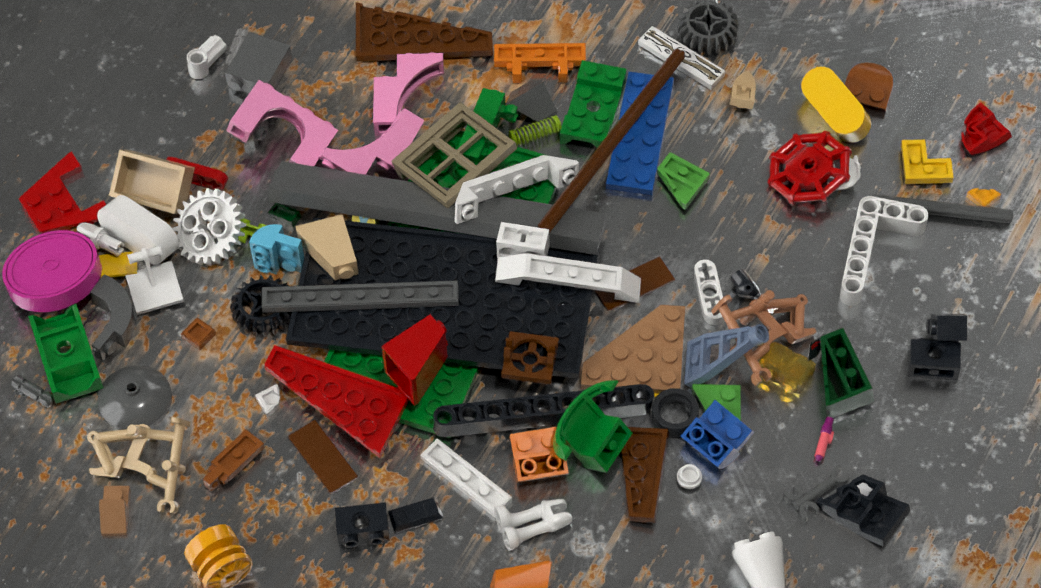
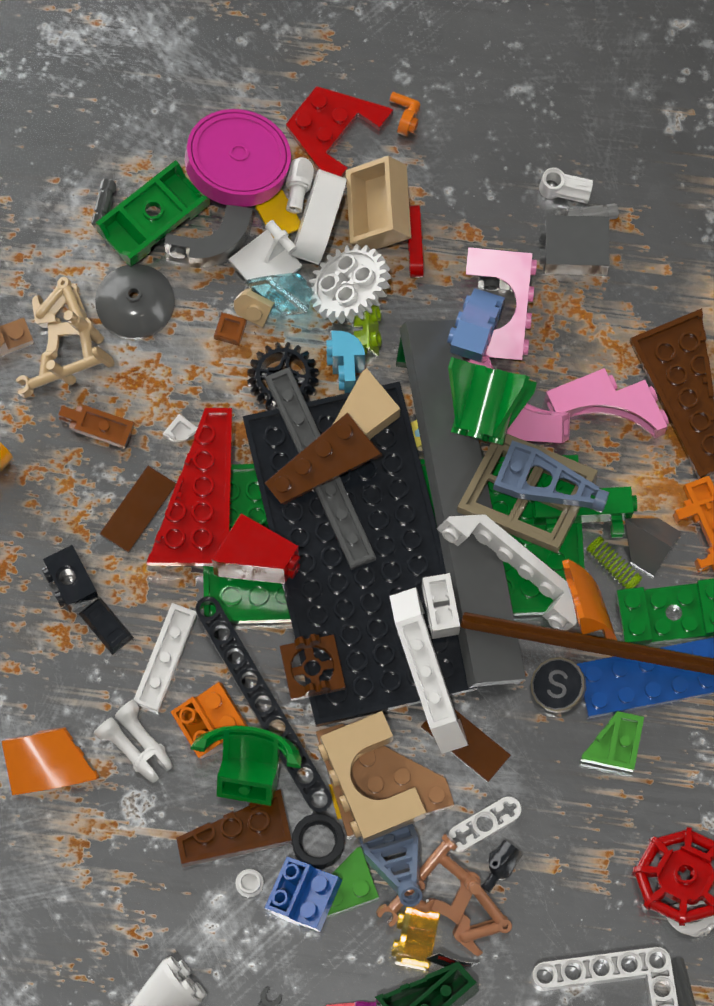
camera: 65 degrees right, 15 degrees up
(87, 142) = (408, 122): none -> orange plate
(190, 305) = (253, 307): none -> tan plate
(193, 276) = (286, 290): none -> clear light blue slope
(297, 140) = (476, 324): none -> medium blue brick
(358, 278) = (327, 457): none -> reddish brown wing
(368, 147) = (486, 399): none -> green brick
(438, 154) = (517, 466): none -> sand blue plate
(564, 147) = (587, 600): none -> orange slope
(619, 200) = (558, 685): none -> black tile
(671, 363) = (370, 816): none -> tan arch

